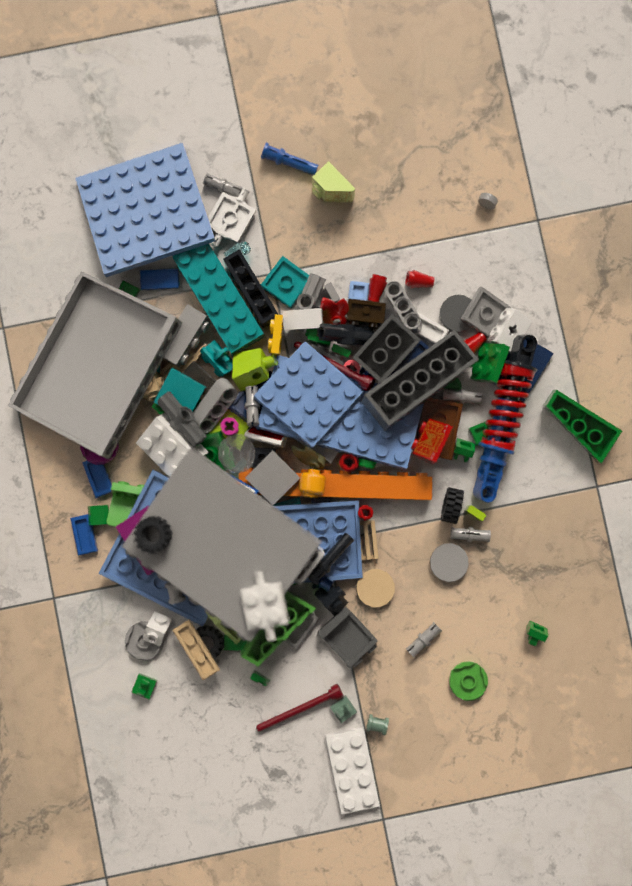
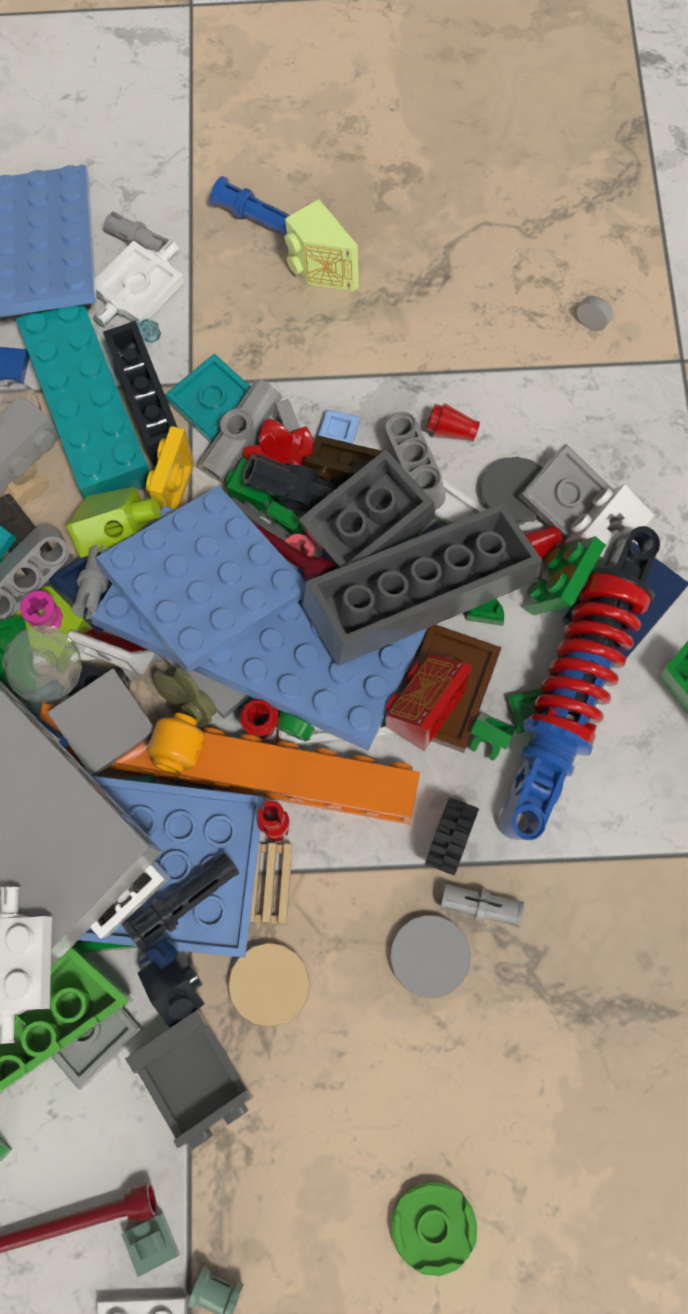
camera: 15 degrees right, 15 degrees down
(217, 358) = (54, 497): teal hips -> none
(302, 319) = (222, 449): white tile -> none
(376, 287) = (372, 423): red cone -> none
(423, 639) = (350, 1115): light grey pin -> none
(462, 396) = (503, 635): light grey pin -> none
(474, 512) = (497, 861): lime tile -> none
(536, 632) = (596, 1142): green tile -> none

